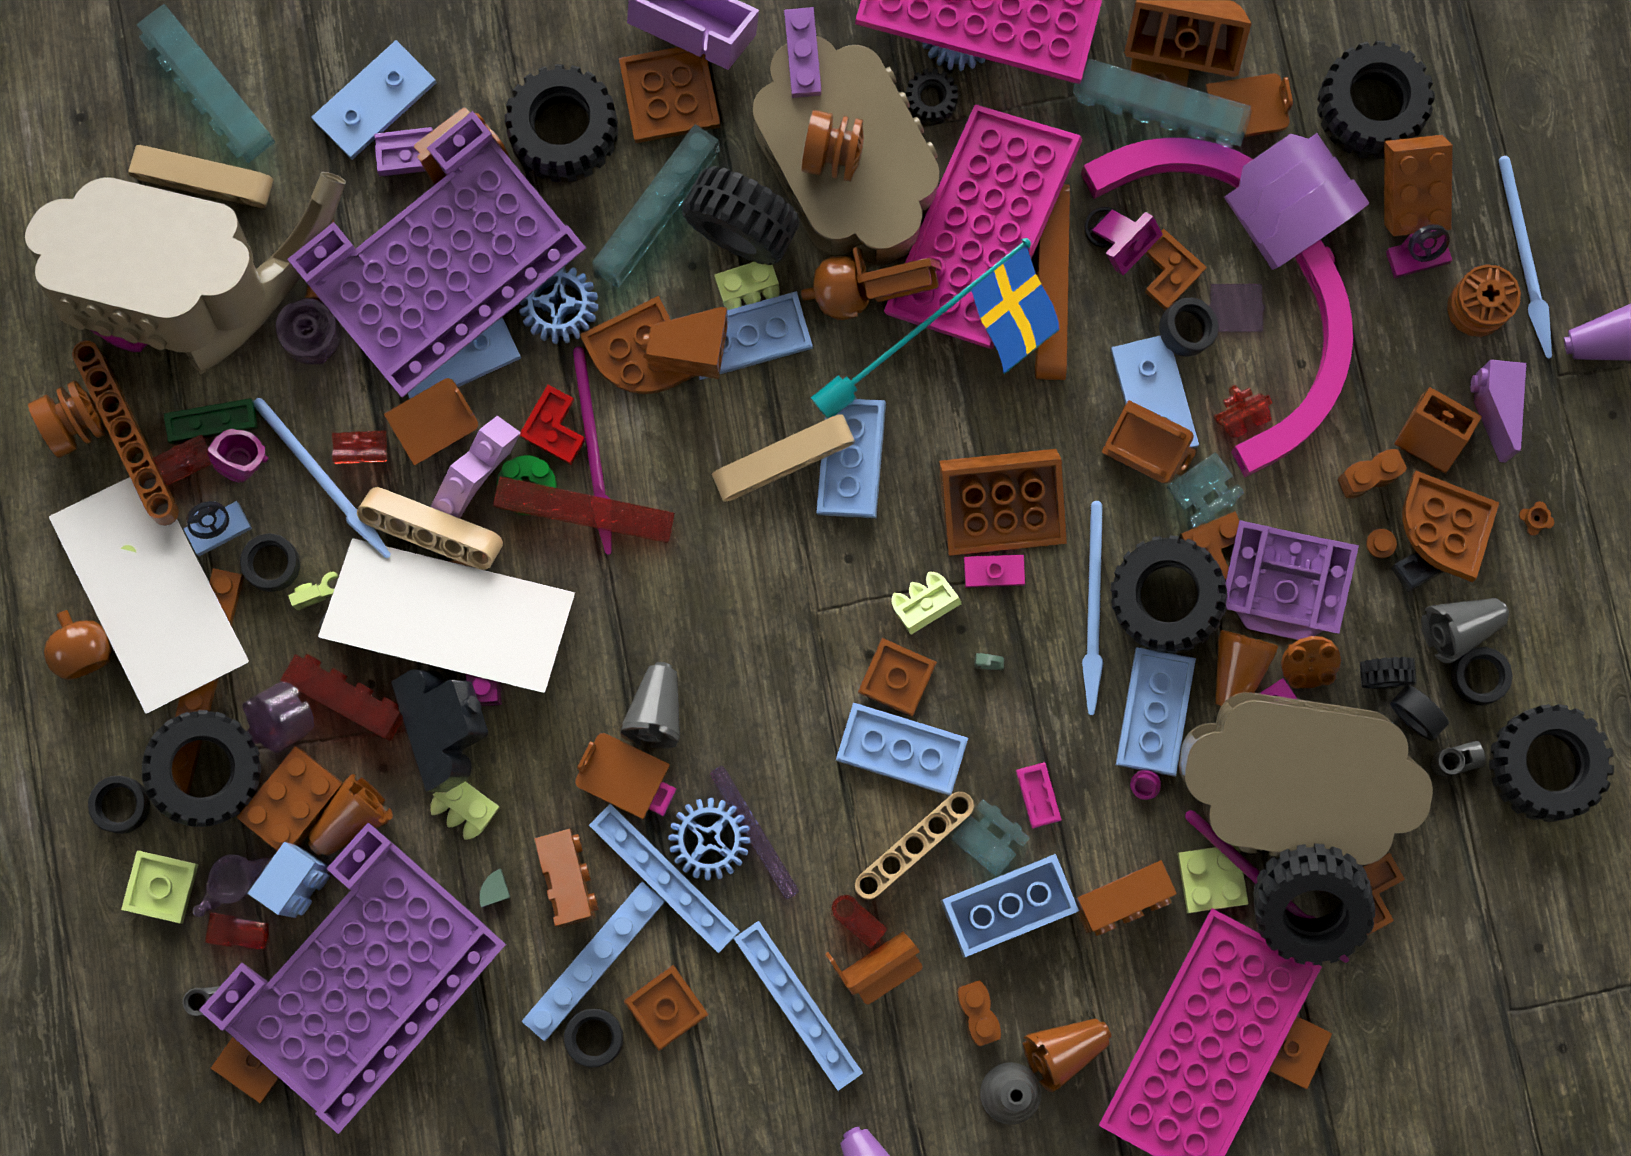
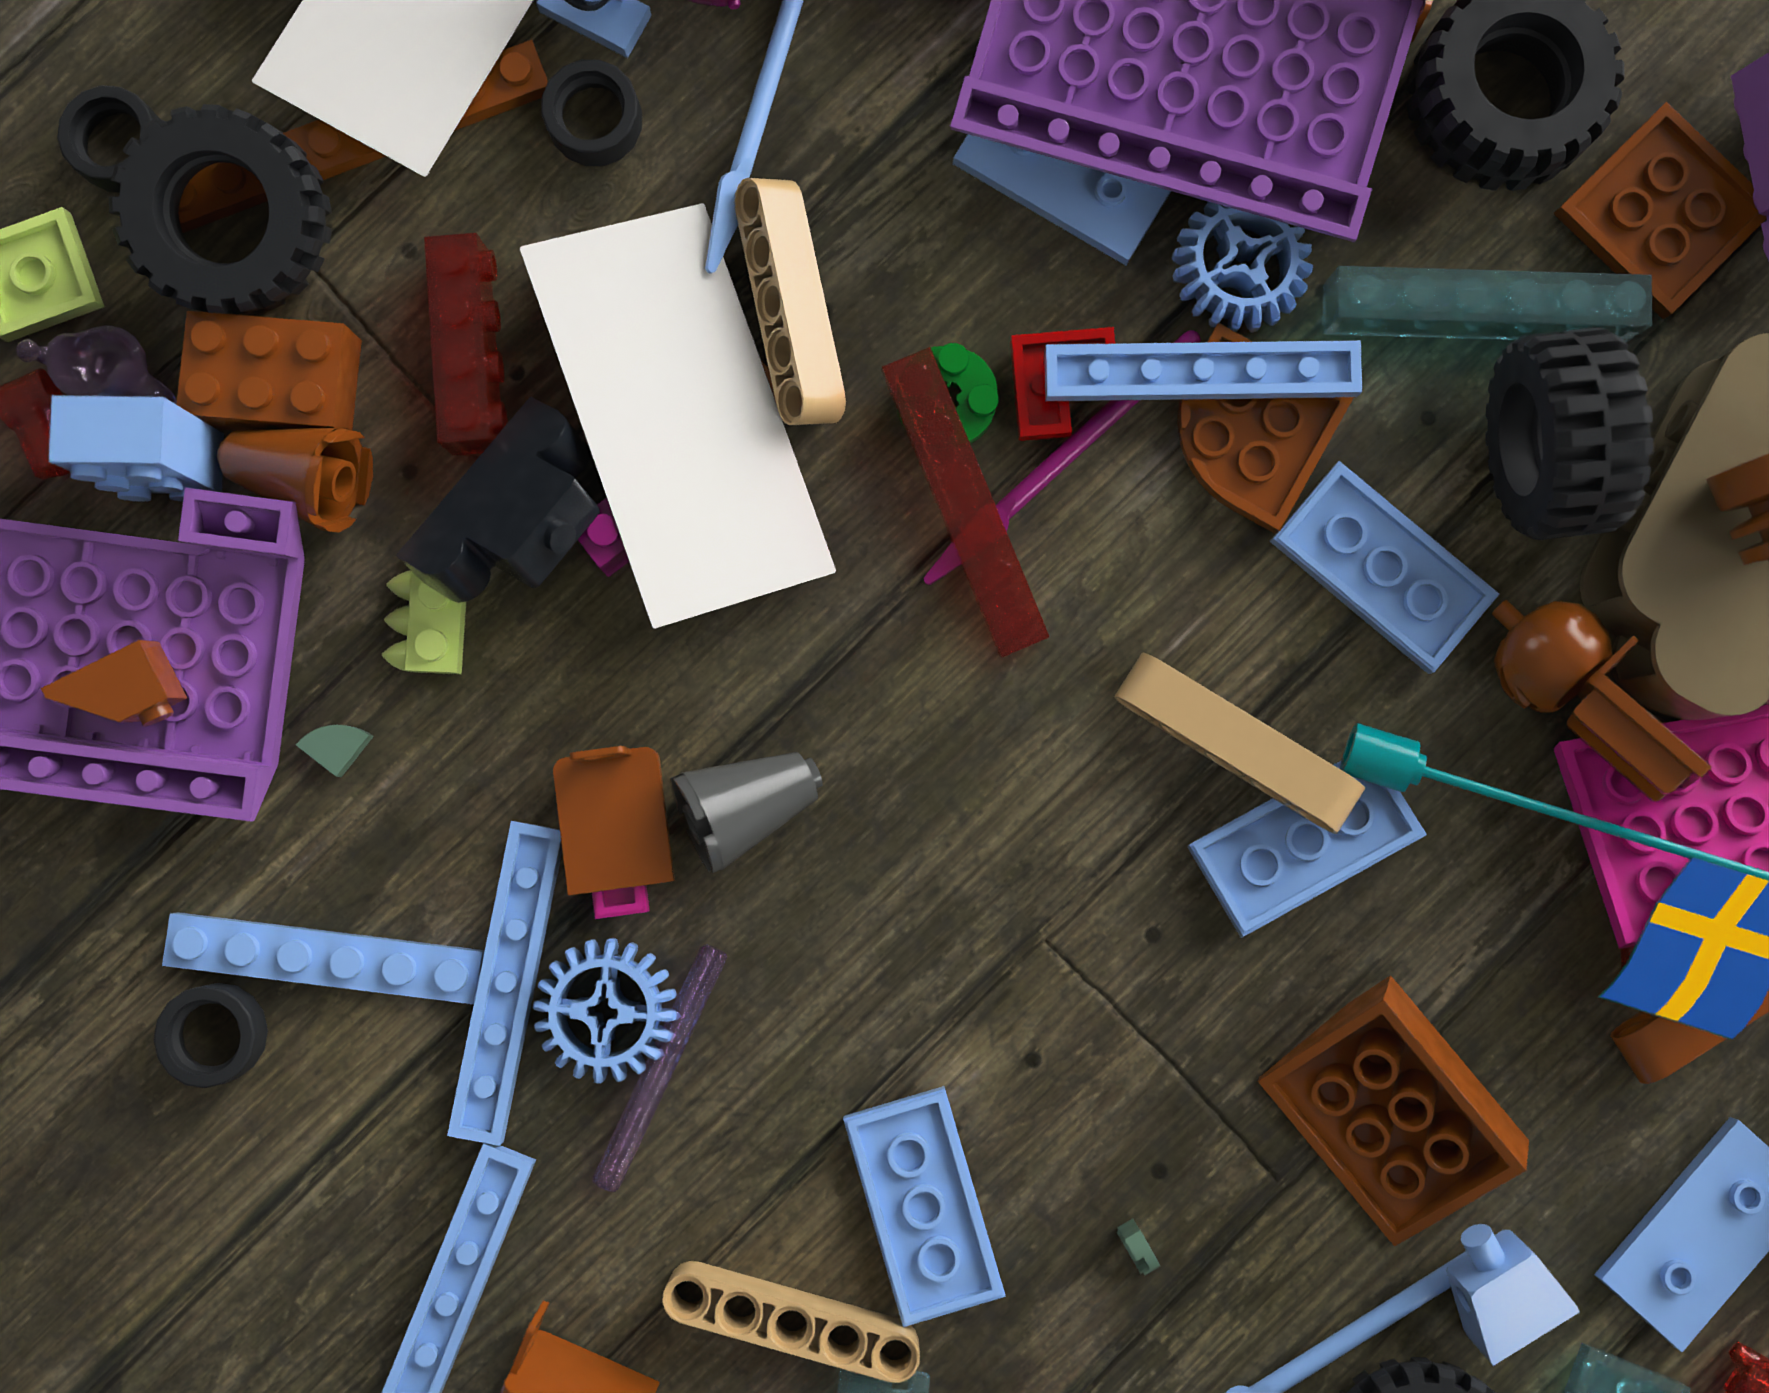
camera: 55 degrees right, 5 degrees up
(278, 717) = (368, 270): clear purple brick -> none
(307, 595) = (582, 198): yellowish green plate -> none
(359, 447) = (840, 122): clear red hips -> none
(399, 964) = (123, 686): none -> dark orange slope
(432, 420) = (947, 196): dark orange piece -> none
(470, 471) = (906, 301): lavender arch -> none
(566, 878) = (408, 843): wedge -> none
(597, 358) = (1202, 370): none -> light blue plate
(666, 1008) = (321, 1110): dark orange plate -> none
(688, 343) = (1316, 487): dark orange slope -> none
(747, 283) = (1458, 514): yellowish green plate -> none
(860, 921) = (628, 1310): clear red piece -> none
(897, 677) = (1025, 1127): dark orange plate -> none
(925, 603) = (1162, 1097): yellowish green plate -> none
(994, 571) = (1280, 1165): dark pink plate -> none
(1115, 506) = (1504, 1293): none -> light blue torso
(1150, 443) = (1636, 1278): dark orange piece -> none

